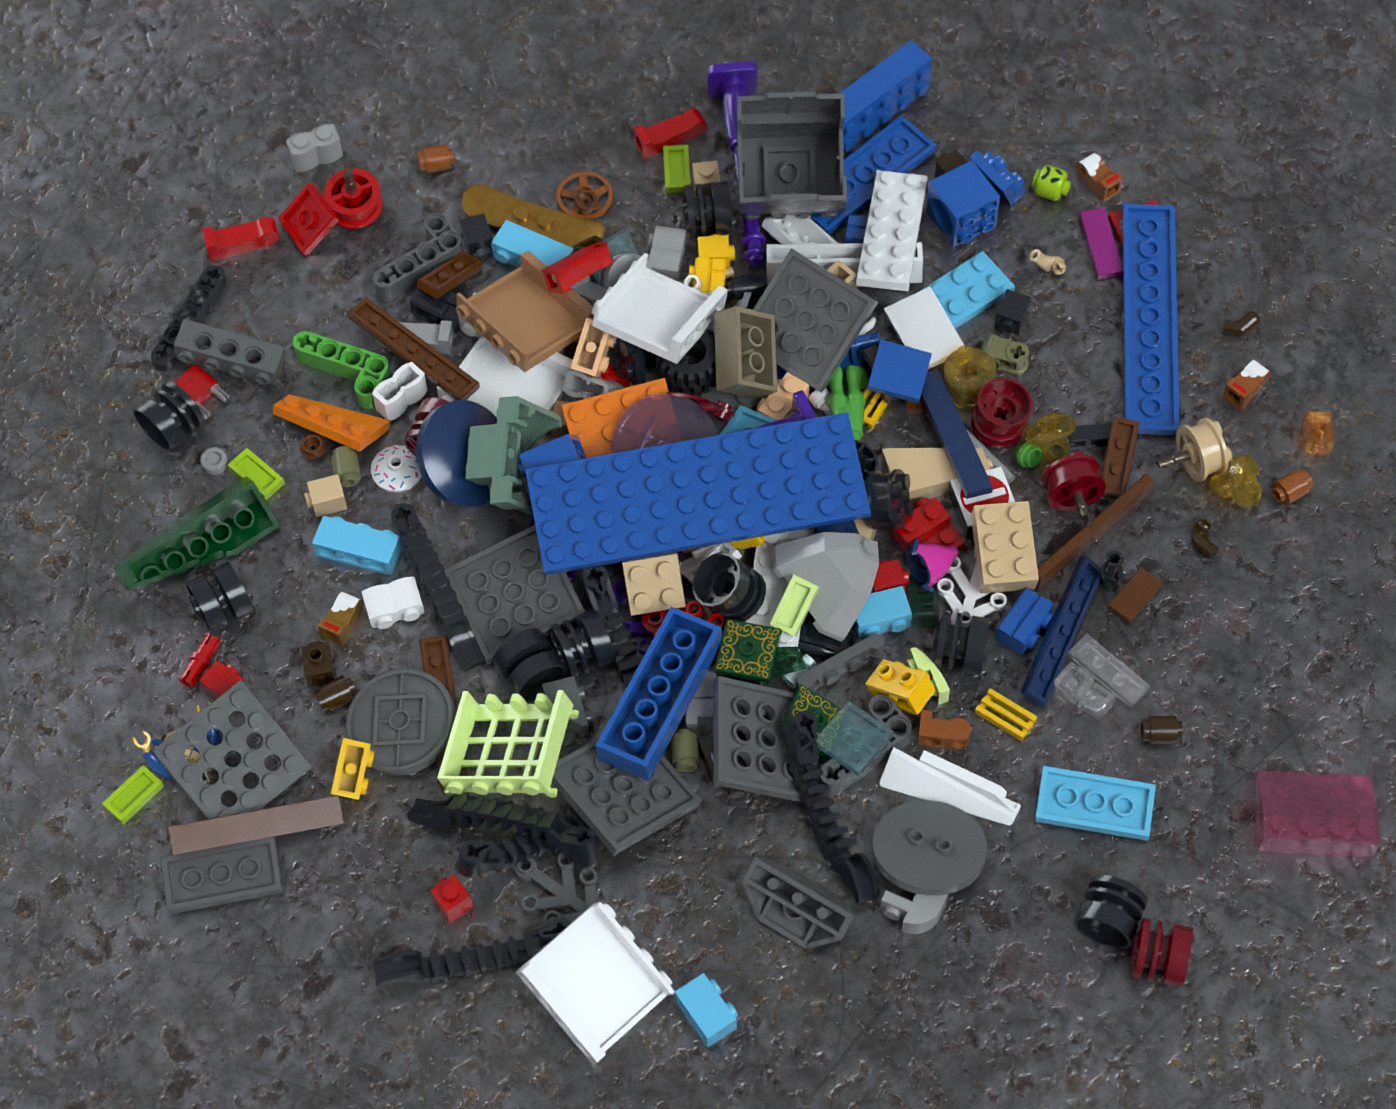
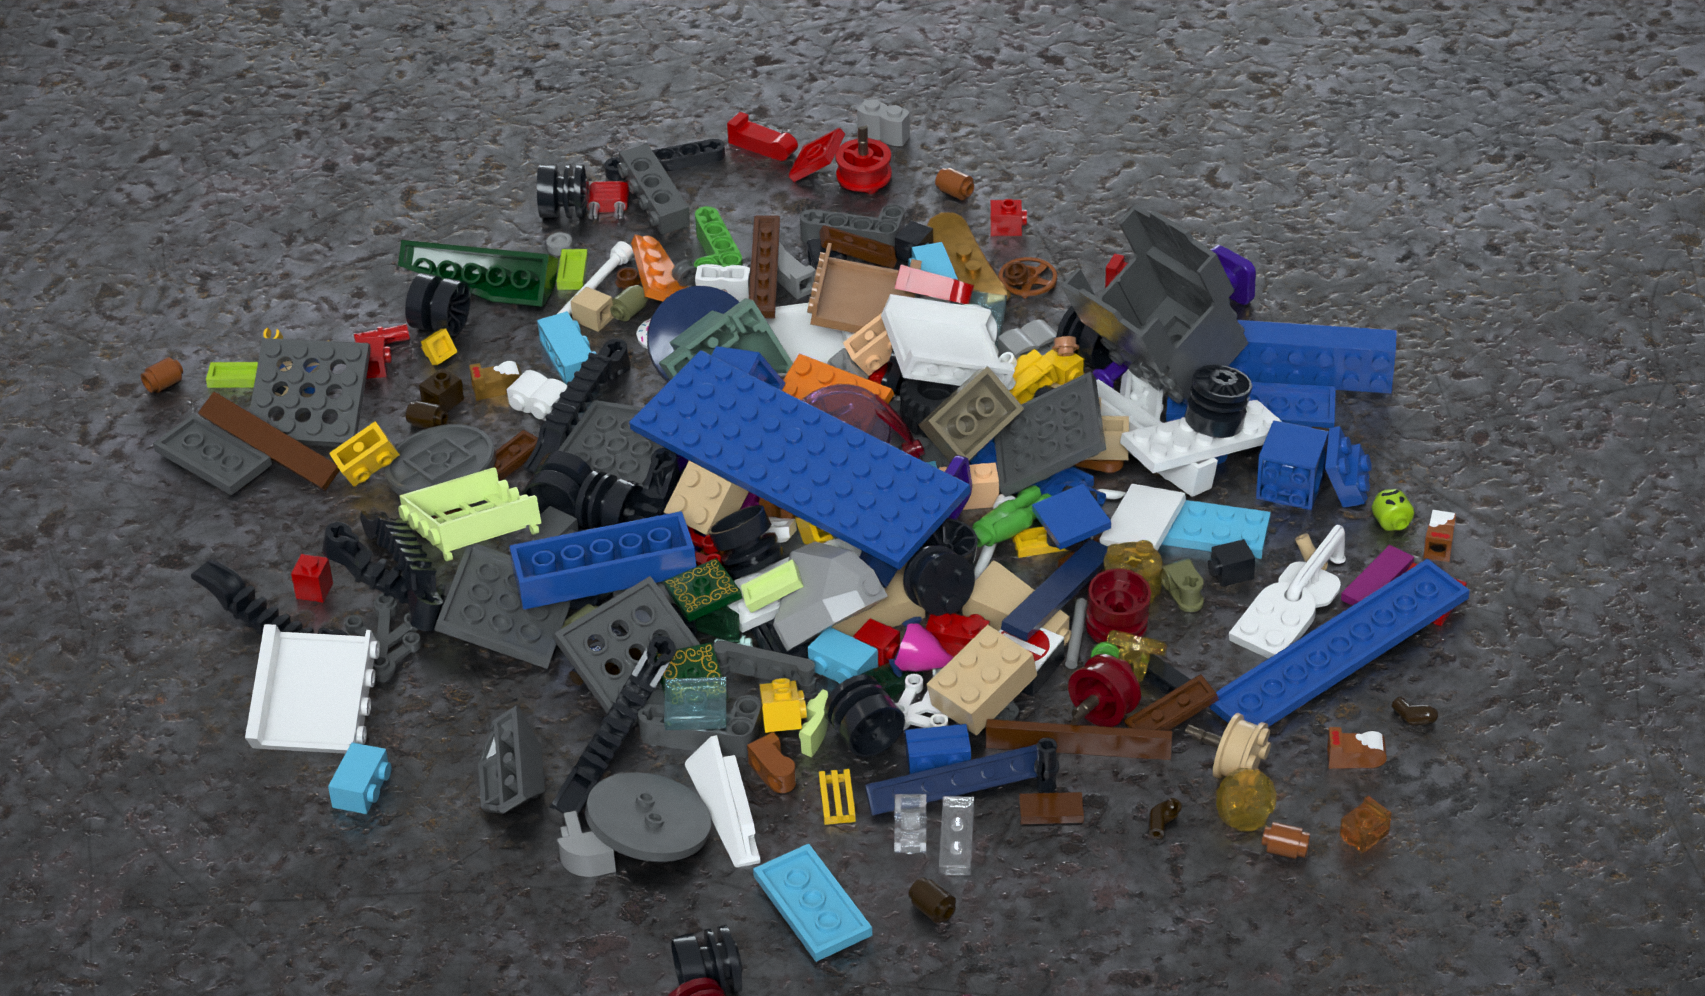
camera: 50 degrees right, 20 degrees down
(83, 849) = (162, 375): none -> dark orange brick
(259, 630) = (438, 347): none -> yellow tile
(277, 430) = (620, 254): none -> white piece
(360, 406) = (684, 272): none -> dark grey bush
(511, 158) = (1007, 217): none -> red brick
(712, 236) = (1065, 345): none -> nougat plate
(890, 198) = (1218, 401): none -> black wheel
(1082, 315) = (1289, 607): none -> white plate

